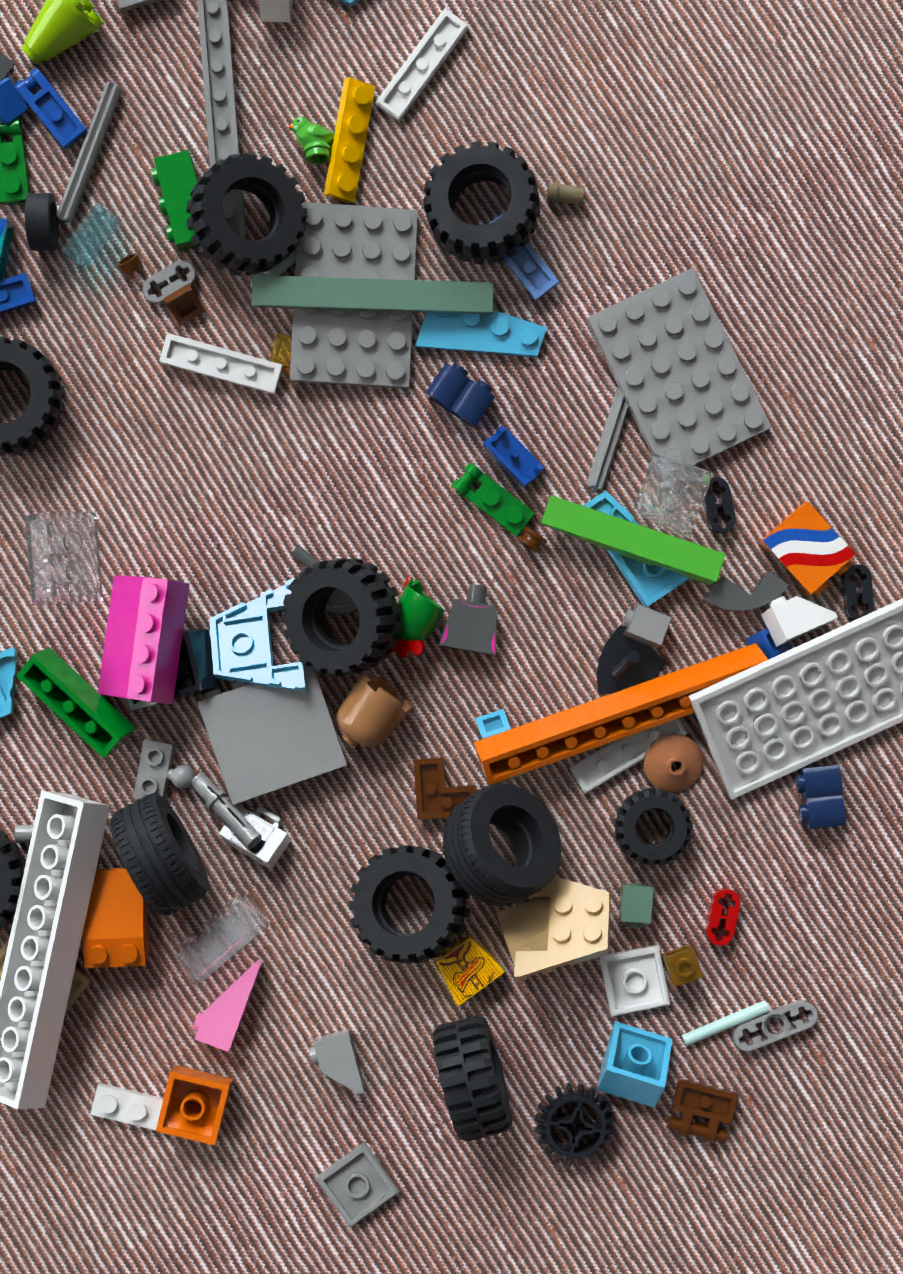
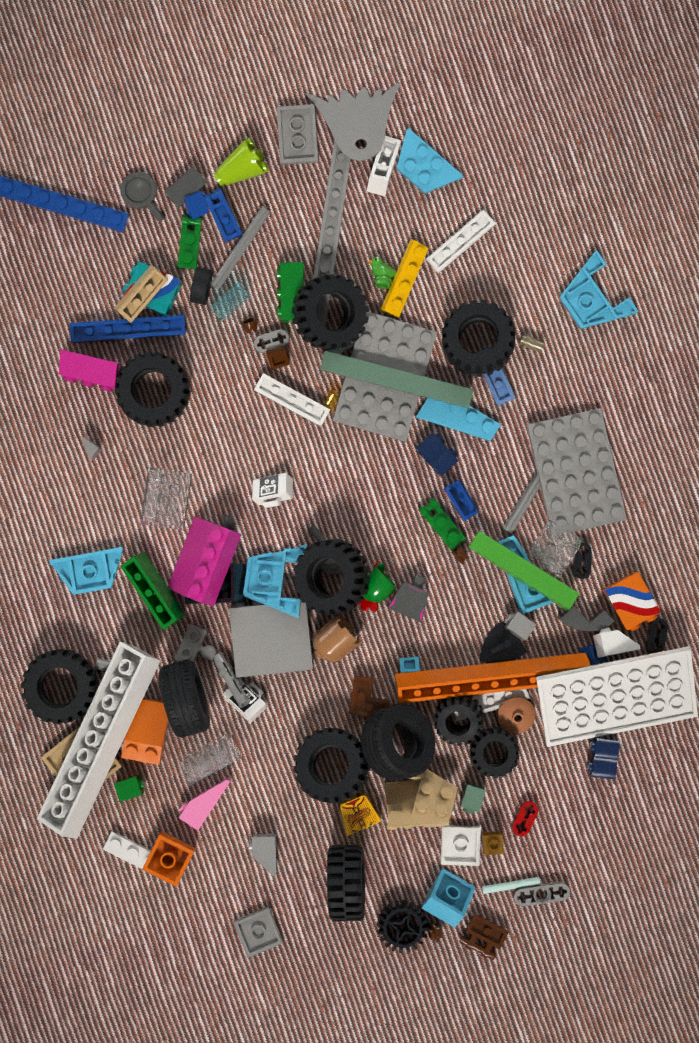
camera: 15 degrees right, 0 degrees up
(110, 1011) = (129, 787): none -> green brick
(166, 570) = (228, 522): none -> dark grey bush
(223, 507) = (272, 490): none -> white piece
(581, 810) = (454, 732): none -> black tyre
(626, 1121) = (435, 932): none -> reddish brown plate
(634, 111) = (586, 301): none -> medium azure wing

